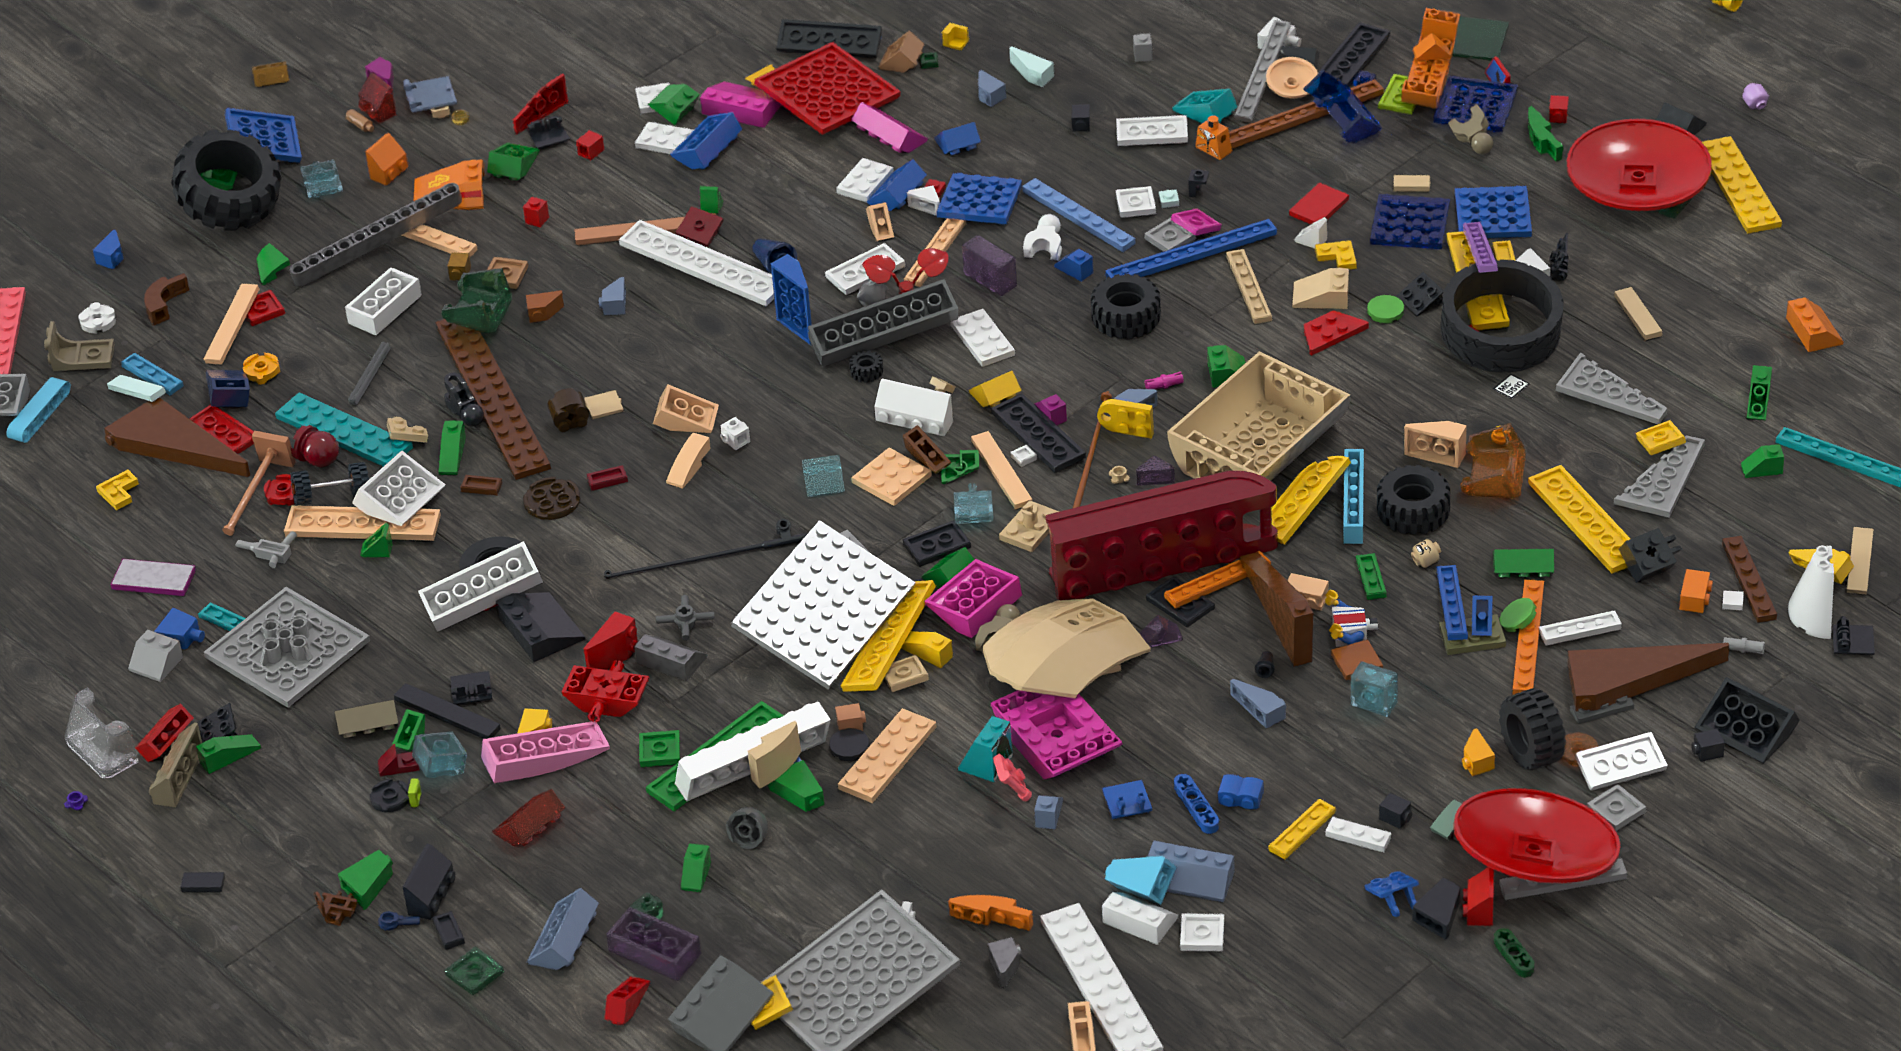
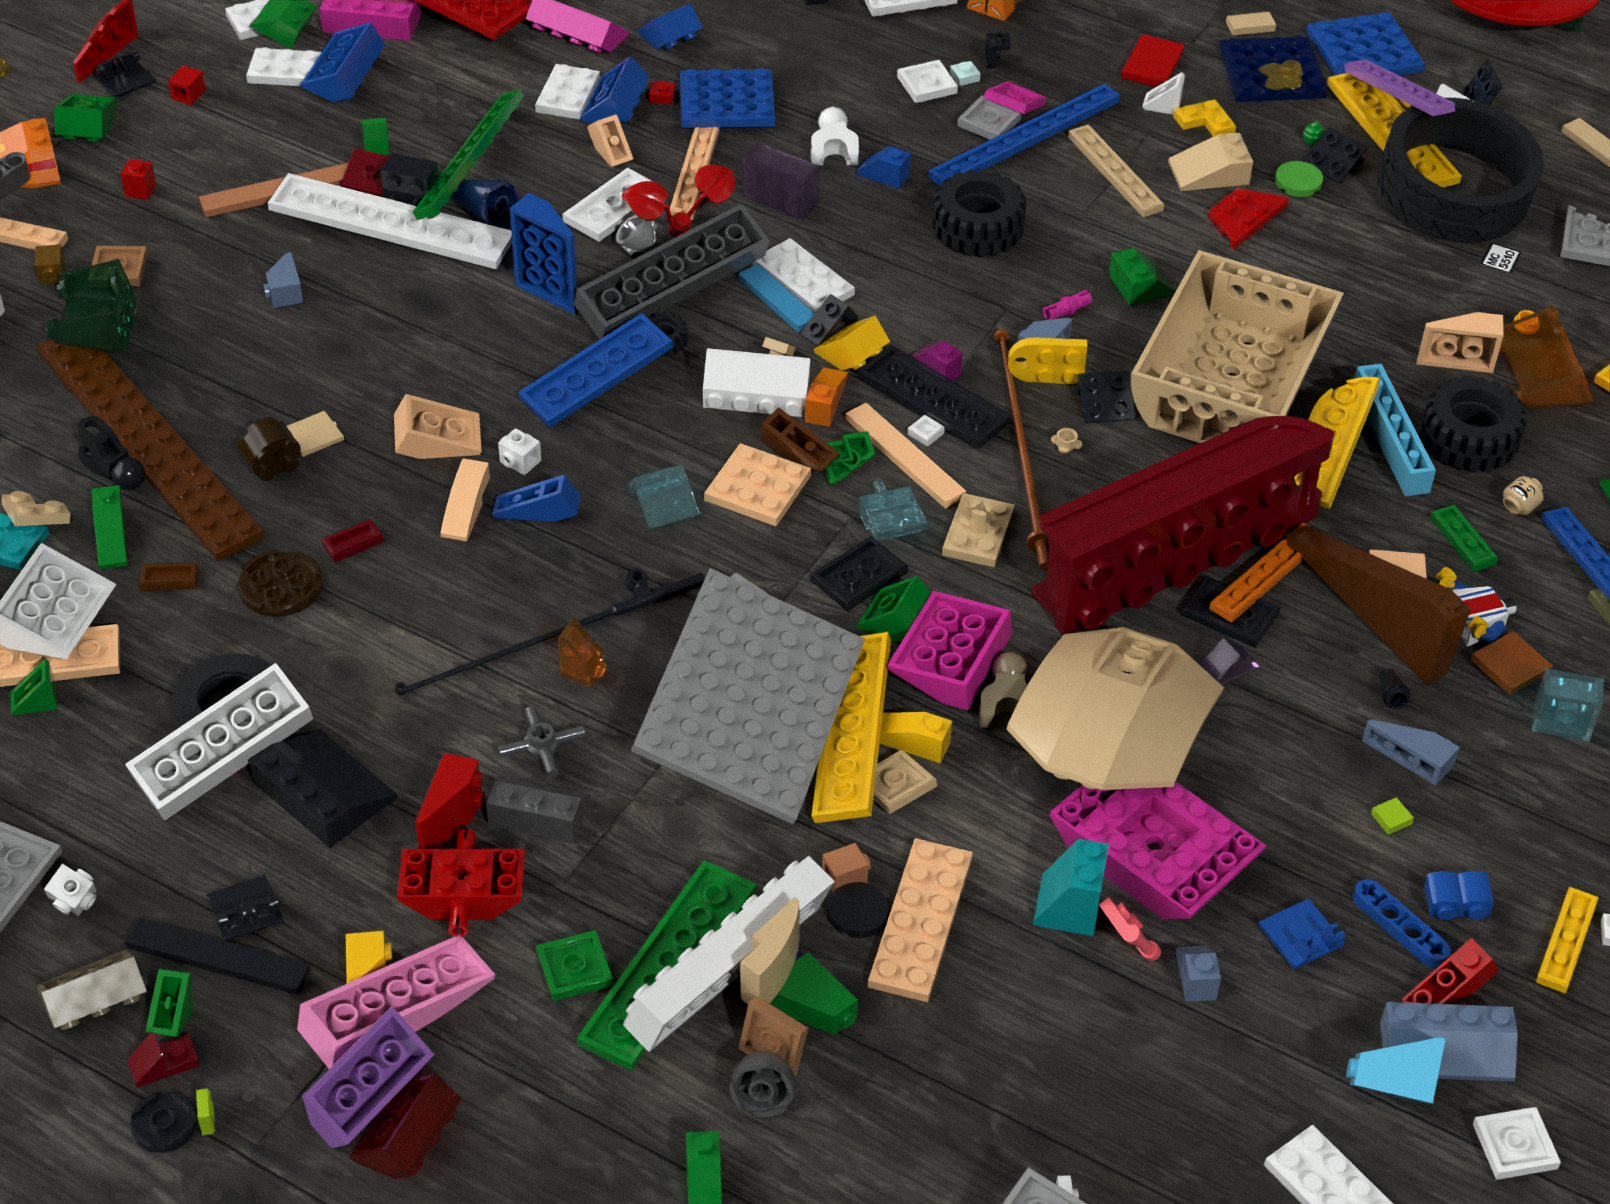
camera: 20 degrees left, 5 degrees up
(368, 661) = (71, 890): none -> white brick
(439, 754) = (230, 1038): clear light blue brick -> none
(510, 785) = (365, 1079): none -> medium lavender slope
(544, 305) = (186, 304): dark orange slope -> none
(723, 236) = (408, 178): none -> black brick
(726, 567) = (580, 655): none -> clear orange slope
(738, 468) = (541, 501): none -> blue slope
(764, 799) = (772, 1031): none -> medium nougat plate
(768, 223) = (467, 155): none -> green plate
(806, 384) = (595, 370): none -> blue plate
(924, 199) = (658, 107): white slope -> none
(957, 350) = (776, 297): none -> dark azure tile
(961, 422) = (824, 396): none -> orange slope
(984, 368) = (826, 319): none -> black bracket
(984, 908) = (1178, 1161): orange slope -> none
(1079, 215) = (861, 105): medium blue plate -> none
(1137, 917) = (1411, 1133): white slope -> none
(1155, 472) = (1117, 430): clear purple slope -> none
(1156, 443) = (1106, 396): none -> black hinge
(1215, 836) = (1456, 977): none -> red slope
(1224, 741) = (1392, 816): none -> lime tile
(1408, 227) = (1283, 75): none -> clear yellow plate
(1413, 273) = (1313, 133): none -> green plate

